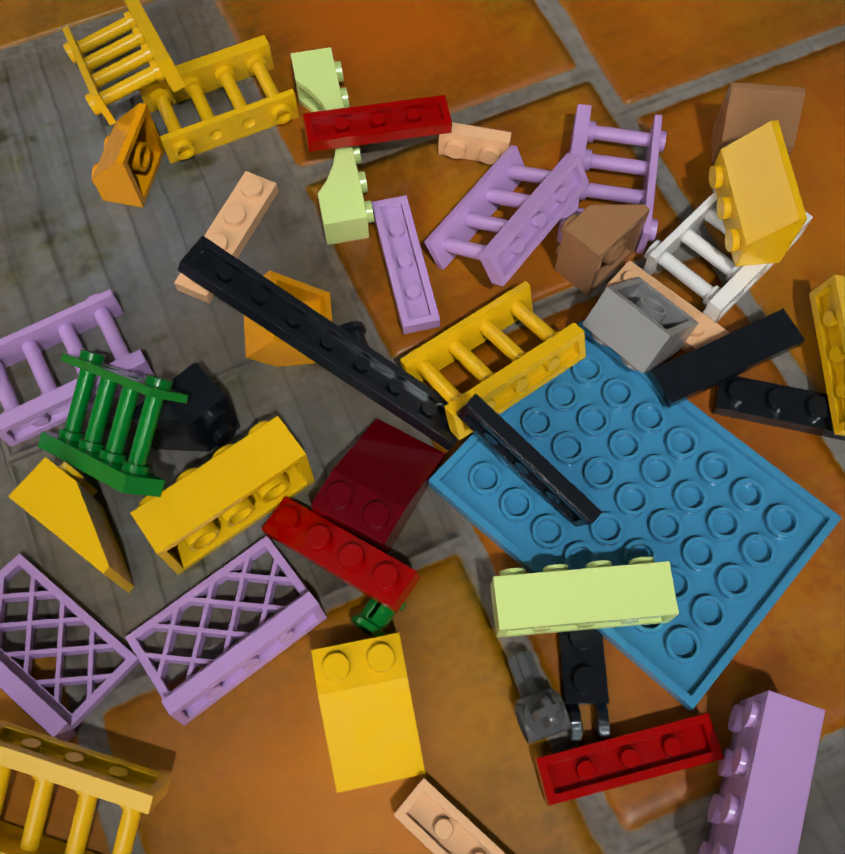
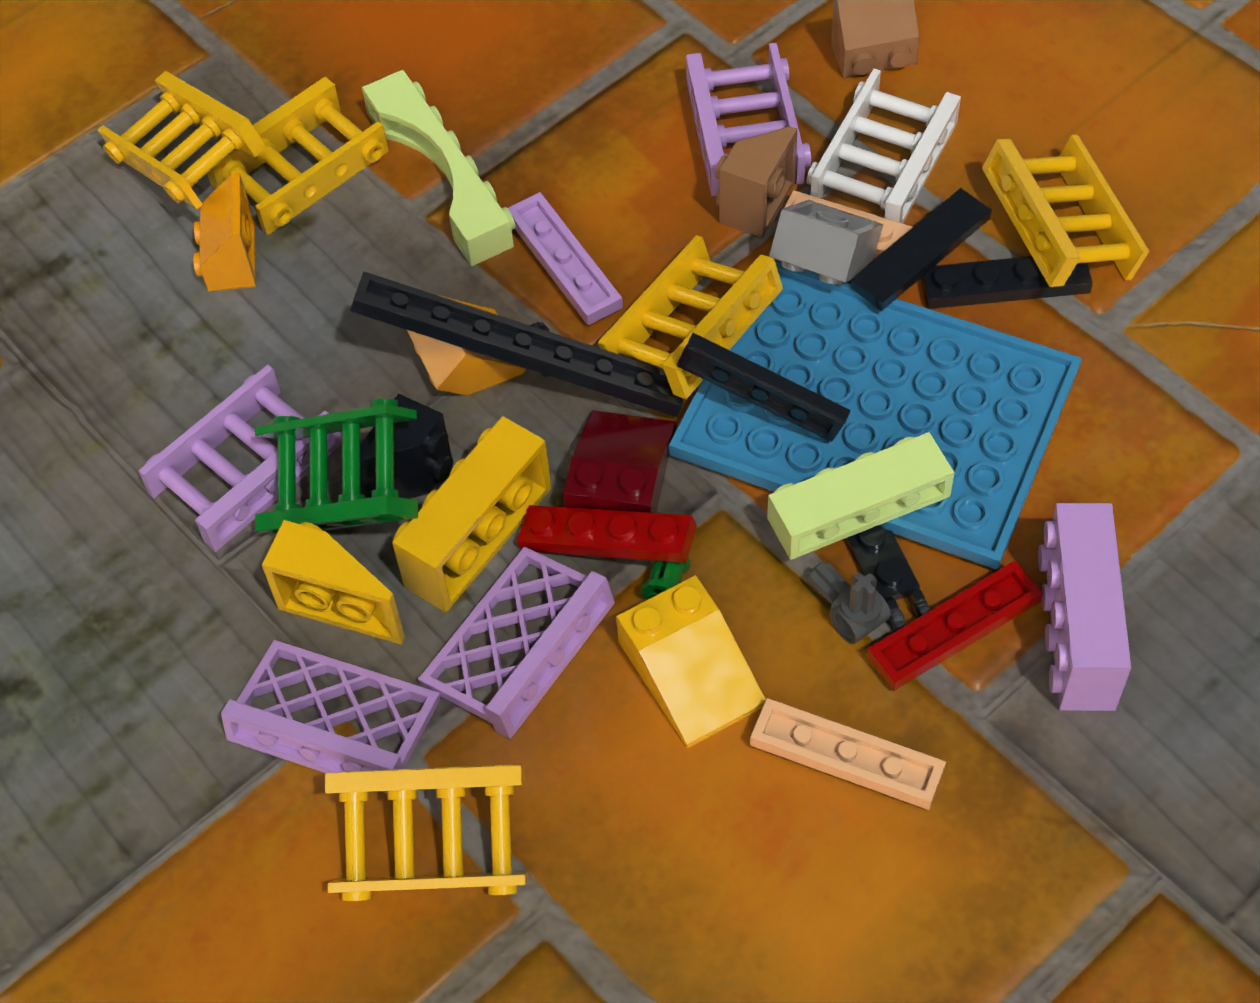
camera: 15 degrees left, 10 degrees down
(235, 224) = (368, 252): light nougat plate -> none
(377, 123) = (485, 128): red plate -> none
(474, 143) = (591, 123): light nougat plate -> none
(524, 230) = (672, 196): lavender fence -> none
(757, 196) = (897, 90): yellow slope -> none

